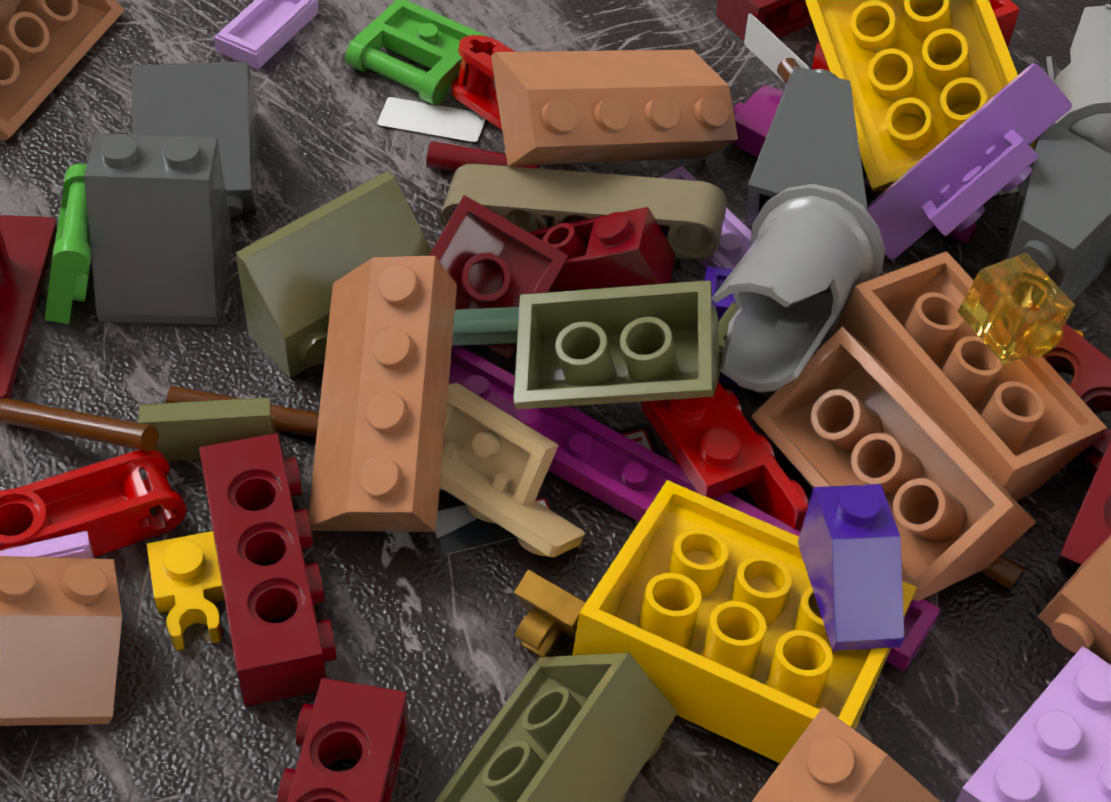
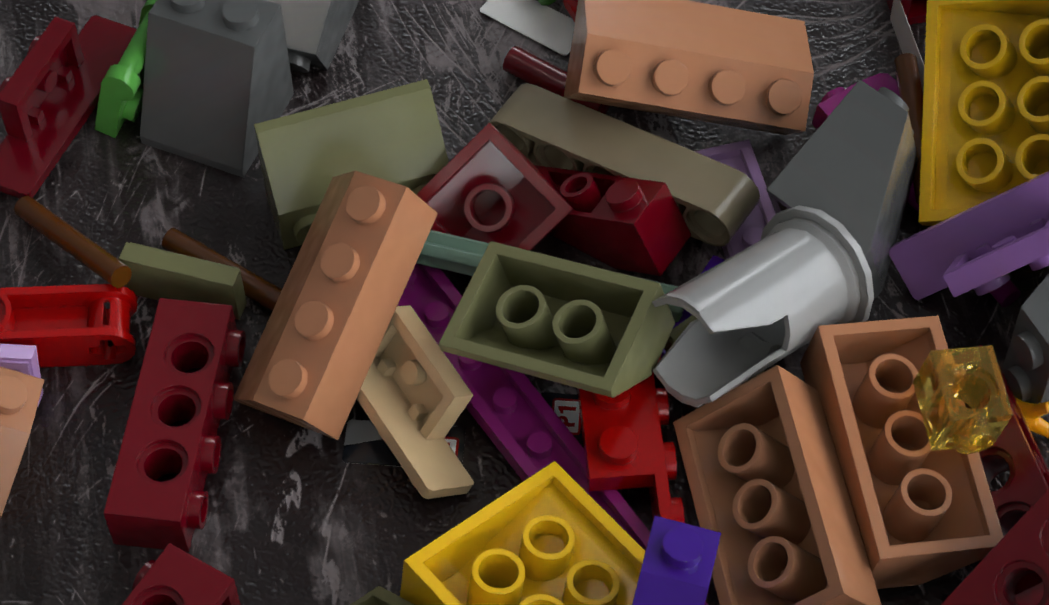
camera: 25 degrees right, 5 degrees up
(187, 584) = (103, 418): yellow plate -> none
(549, 613) = (400, 541): pearl gold tile -> none

